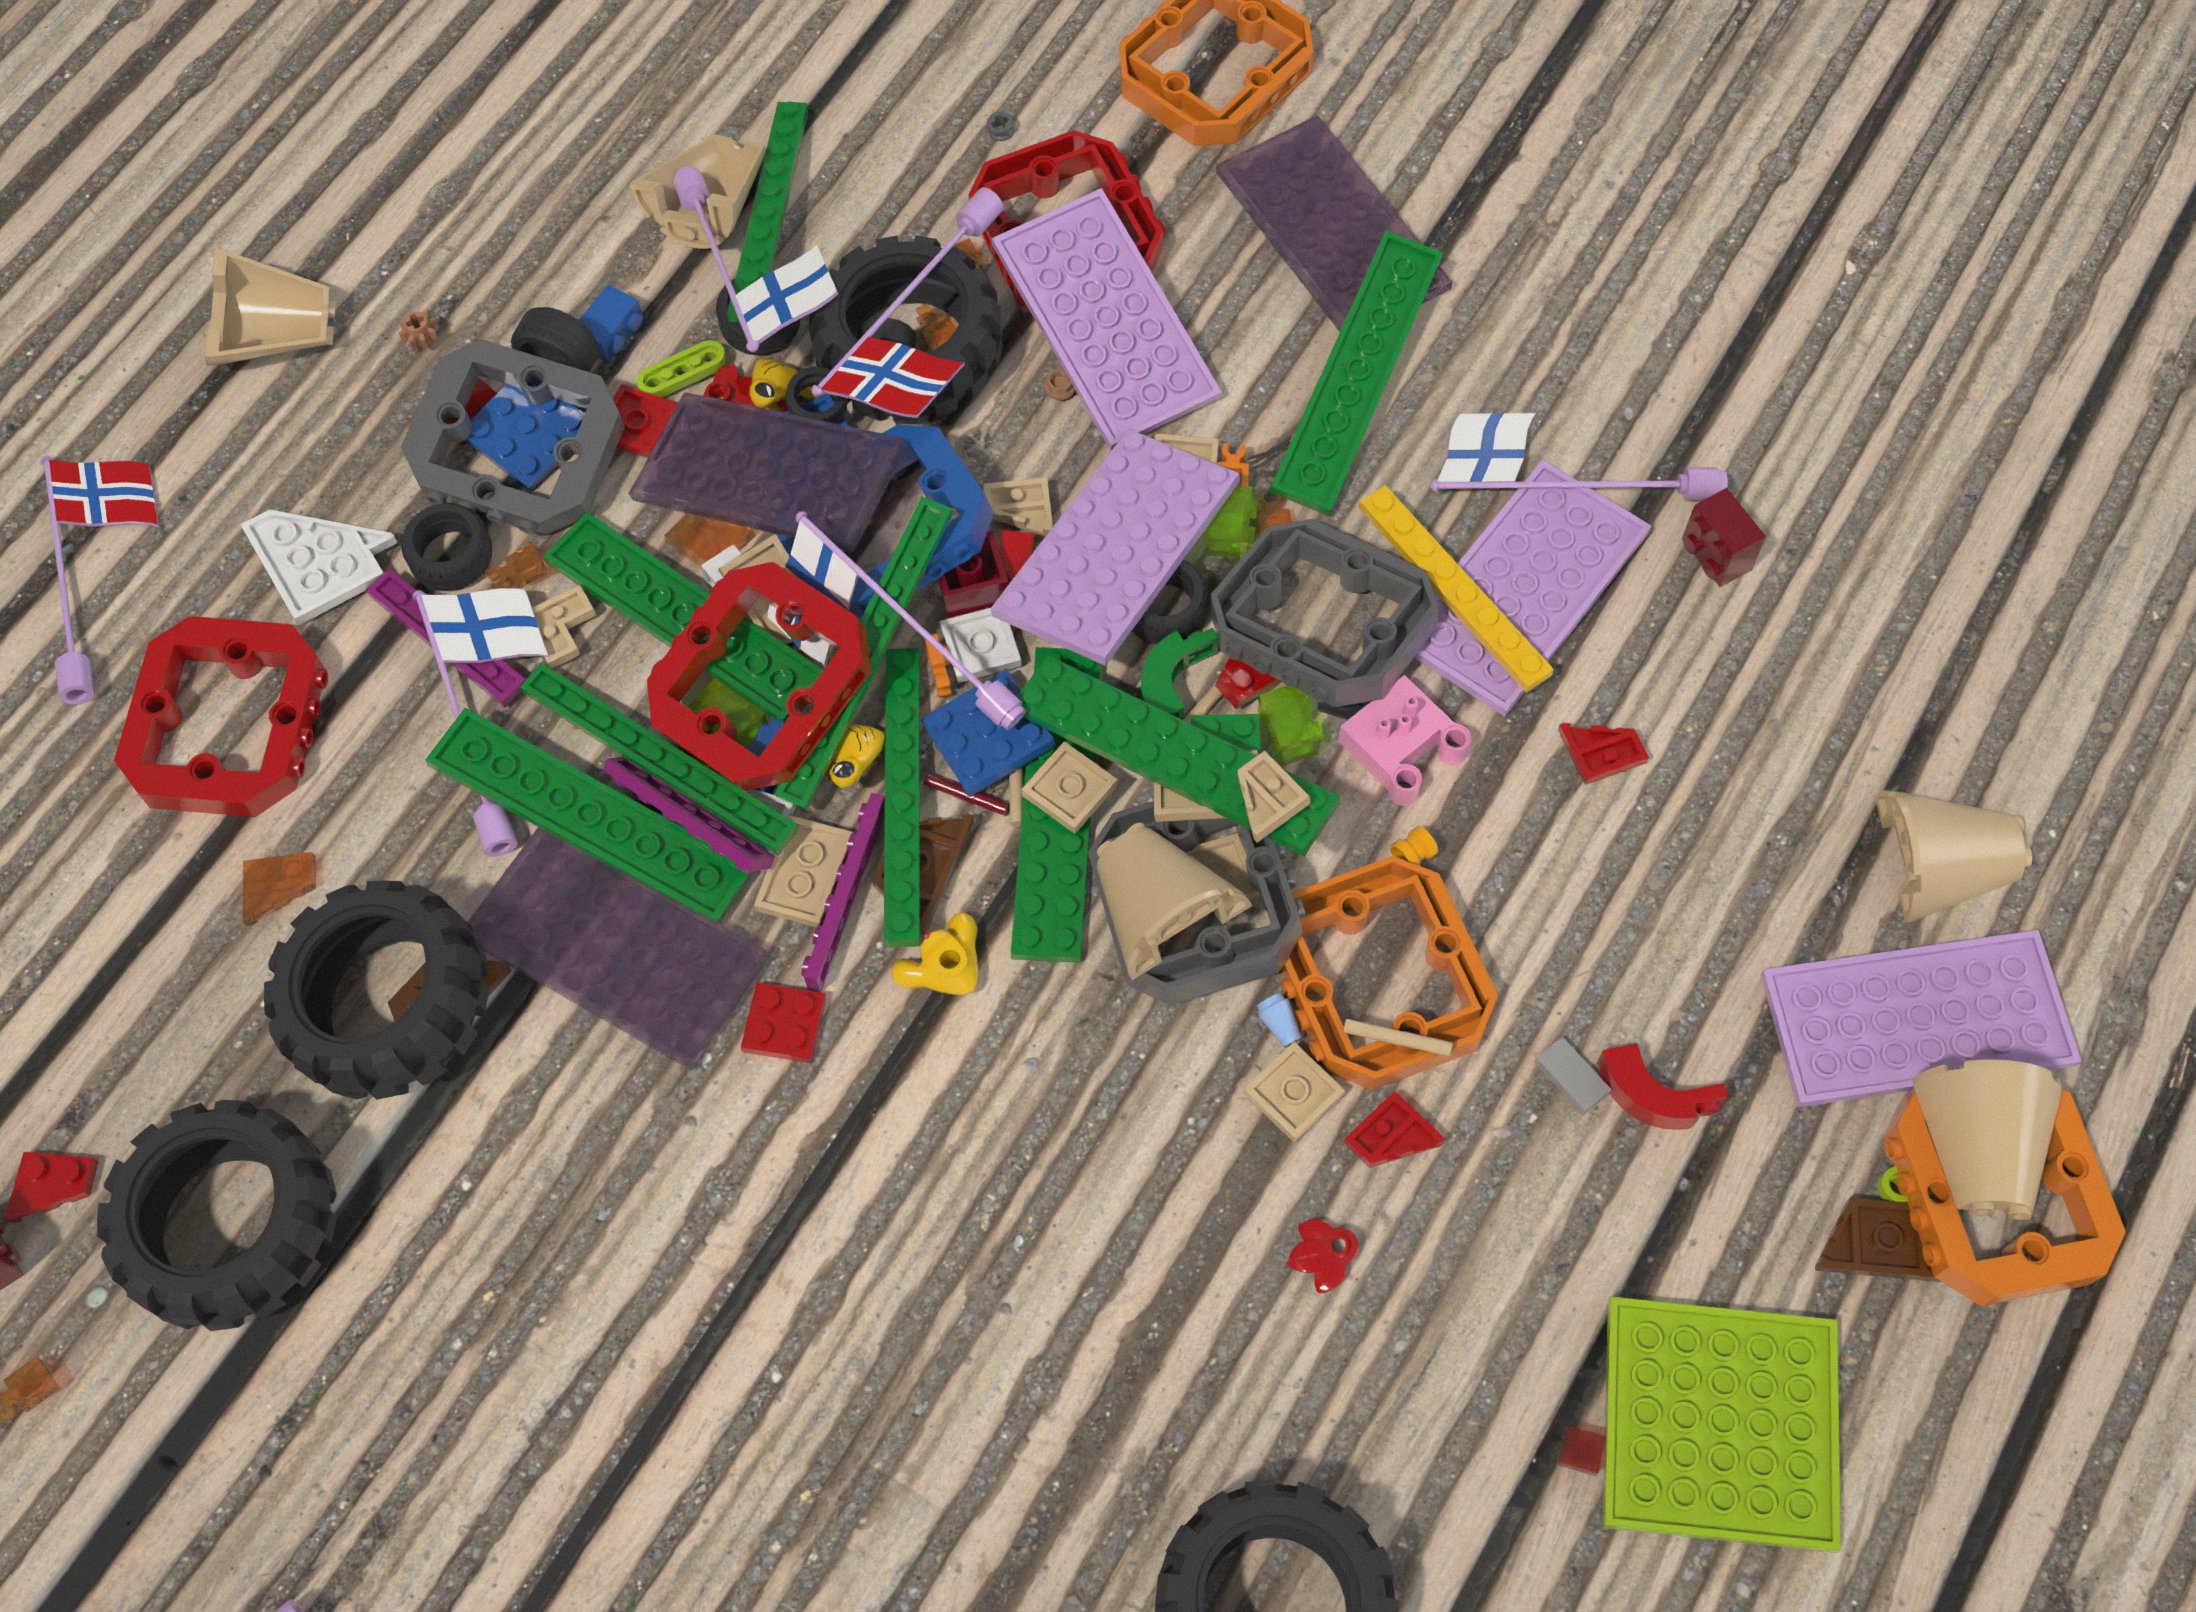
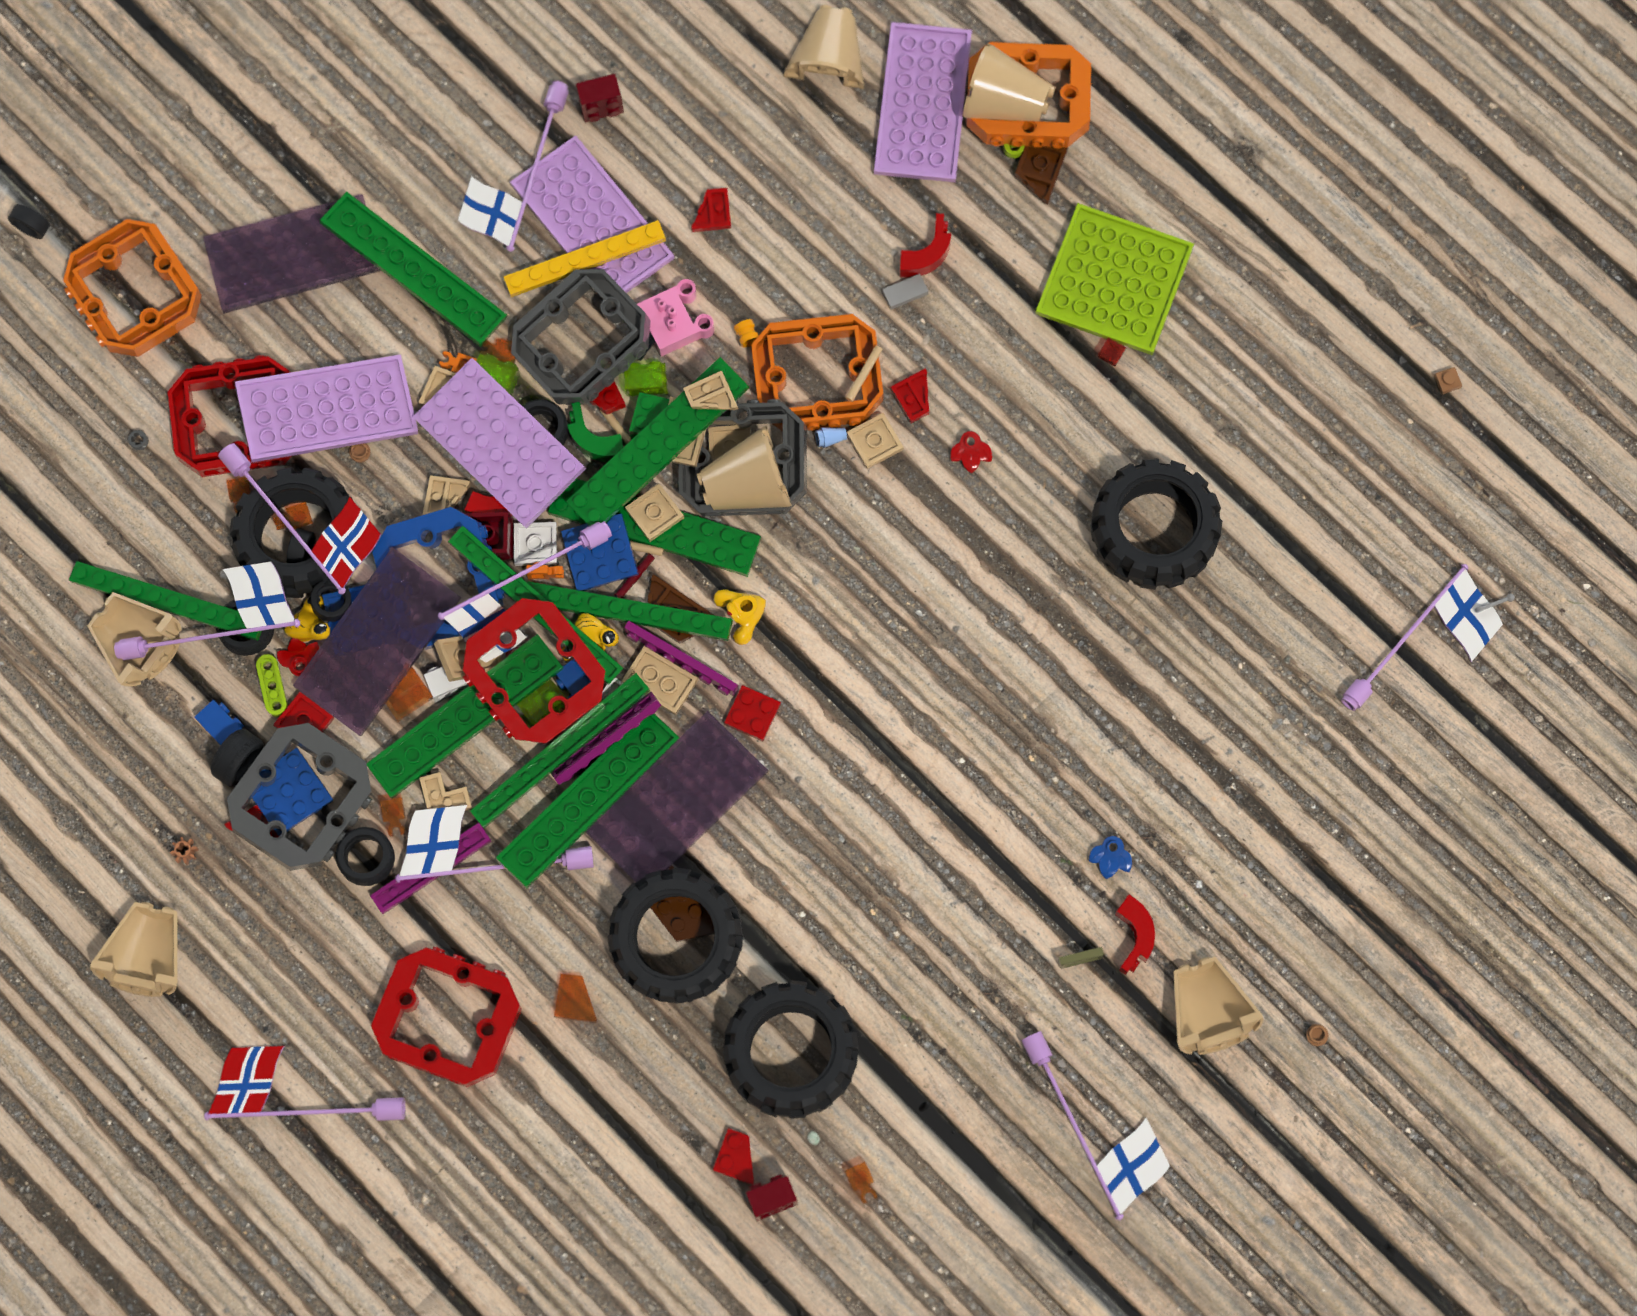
camera: 75 degrees left, 10 degrees up
(316, 559) = (345, 945): white wing -> none

